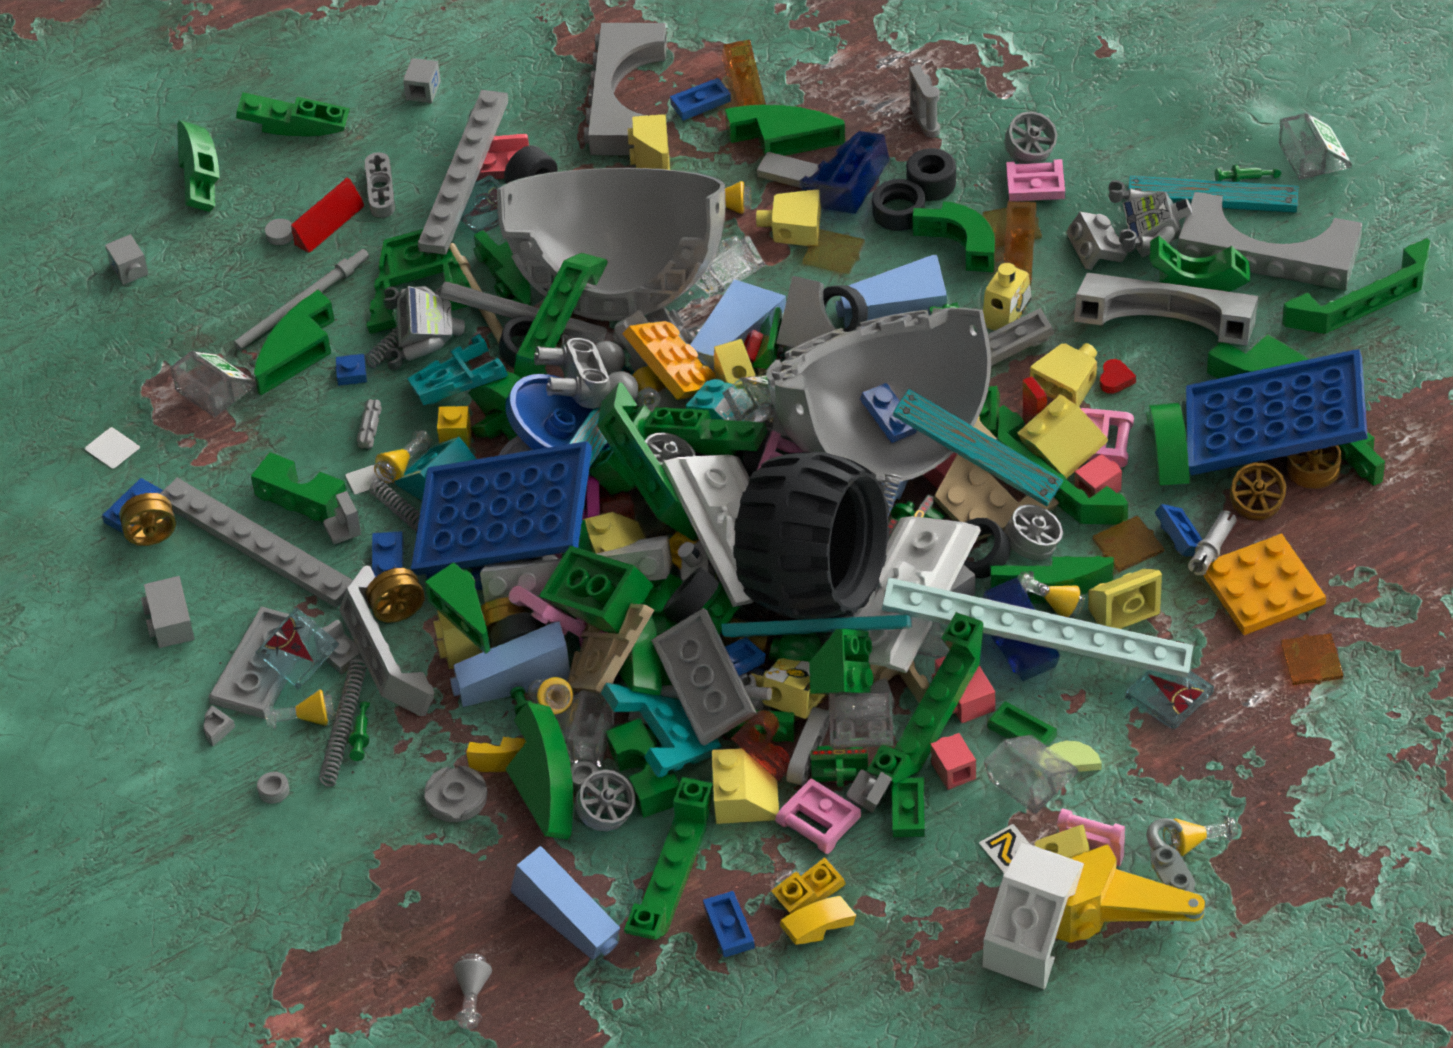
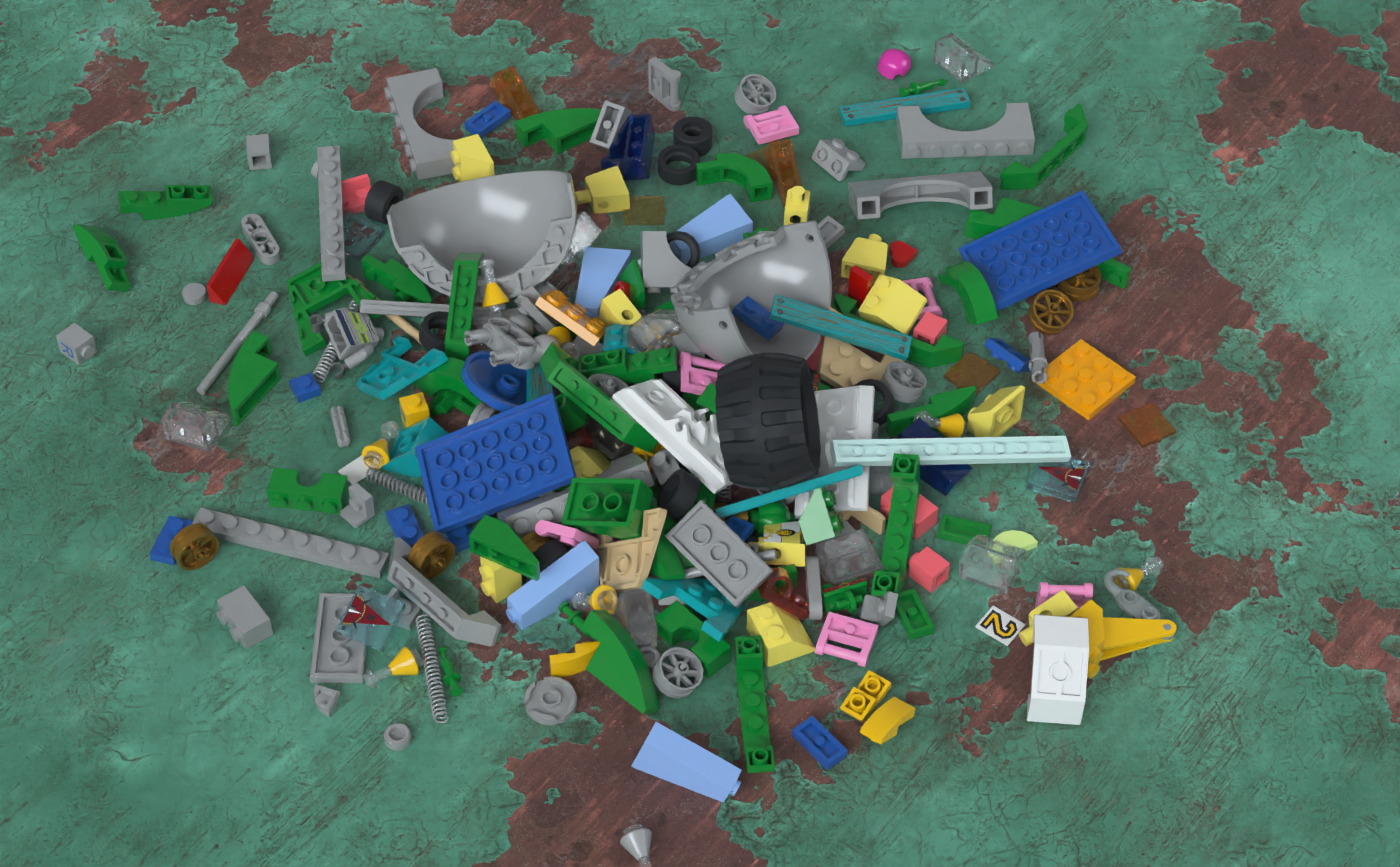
camera: 25 degrees left, 0 degrees up
(112, 447) = (130, 497): white sticker -> none
(598, 315) = (494, 297): none -> piece
(785, 169) = (580, 158): light grey tile -> none
(830, 134) = (609, 124): none -> light grey brick
(1148, 216) = (873, 132): torso -> none
(1218, 272) = (944, 159): green arch -> none
(1226, 135) = (894, 63): none -> dark pink hair

